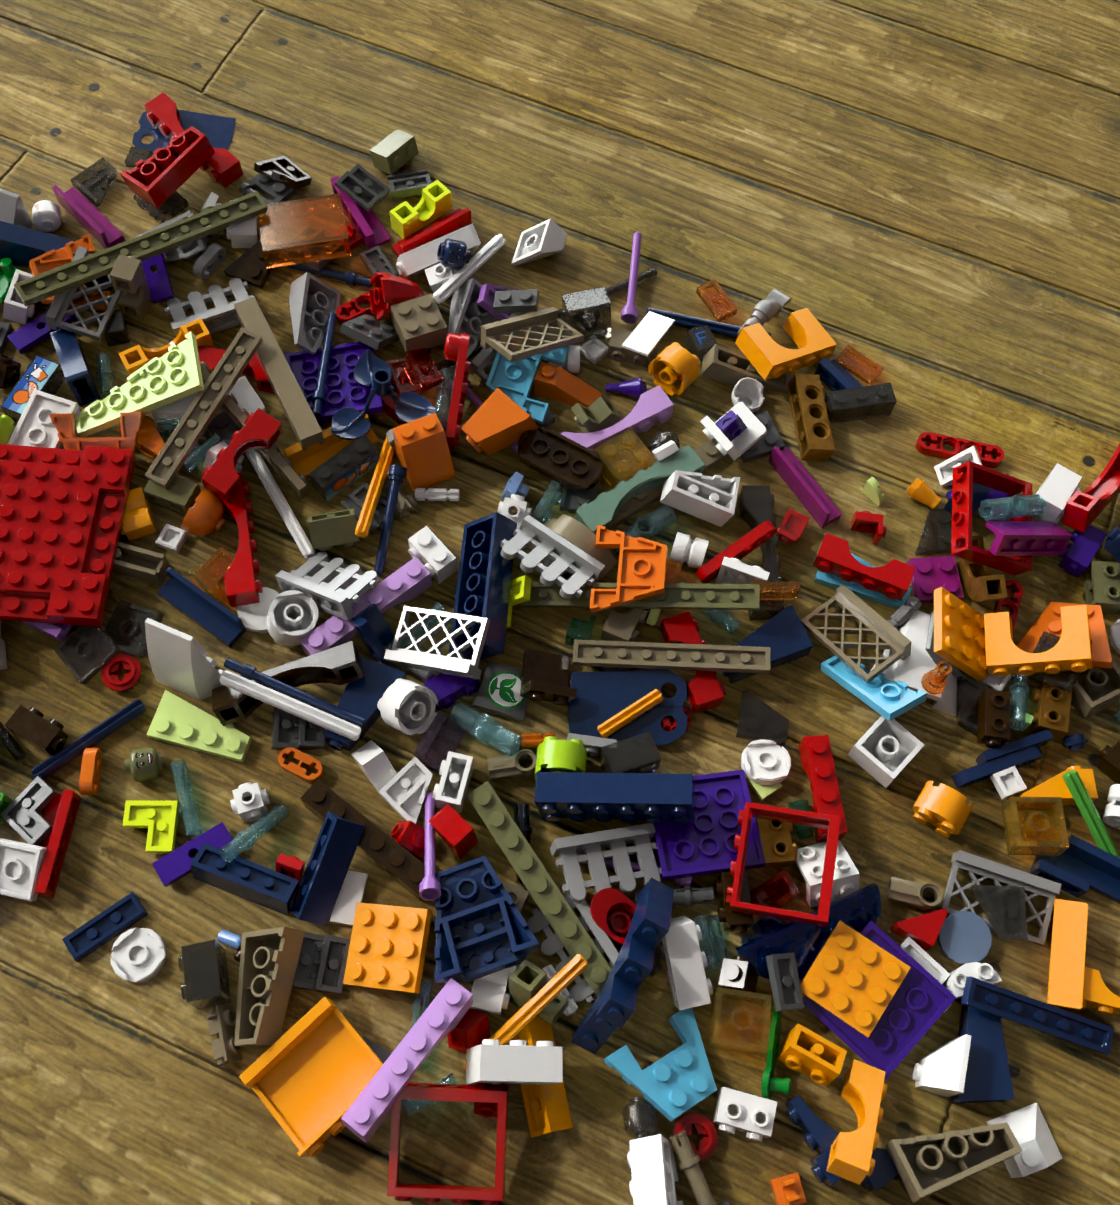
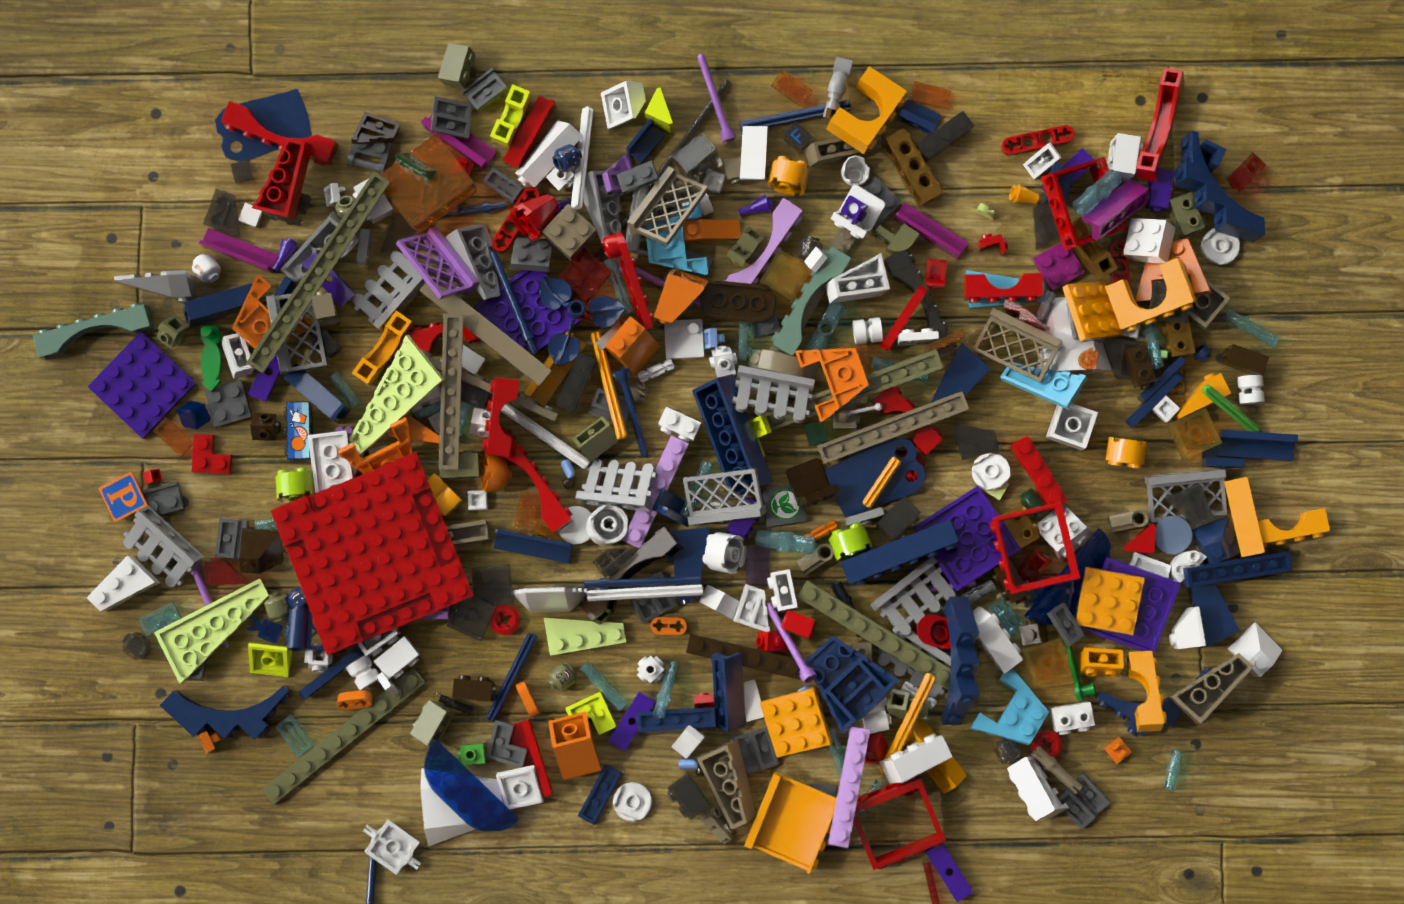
camera: 20 degrees left, 20 degrees up
(106, 848) = (574, 745): none -> orange slope
(120, 194) = (250, 216): none -> white tile
(132, 231) = (287, 249): none -> dark purple cone
(243, 907) = (687, 741): none -> white tile
(270, 660) = (610, 560): none -> clear smoke wing
(282, 295) = (446, 258): none -> medium lavender fence
(285, 554) = (570, 473): none -> arm
(299, 205) = (415, 165): none -> clear green slope
(484, 478) = (684, 339): none -> white plate
(545, 280) = (645, 142): none -> dark blue panel
(567, 261) = (658, 112): none -> neon yellow slope
(622, 617) = (844, 413): none -> hinge
(772, 476) = (901, 241): none -> olive brick
(877, 599) = (1025, 315): none -> clear red slope
(1020, 969) = (1216, 540): none -> dark blue slope
(1051, 588) = (1149, 240): none -> white brick

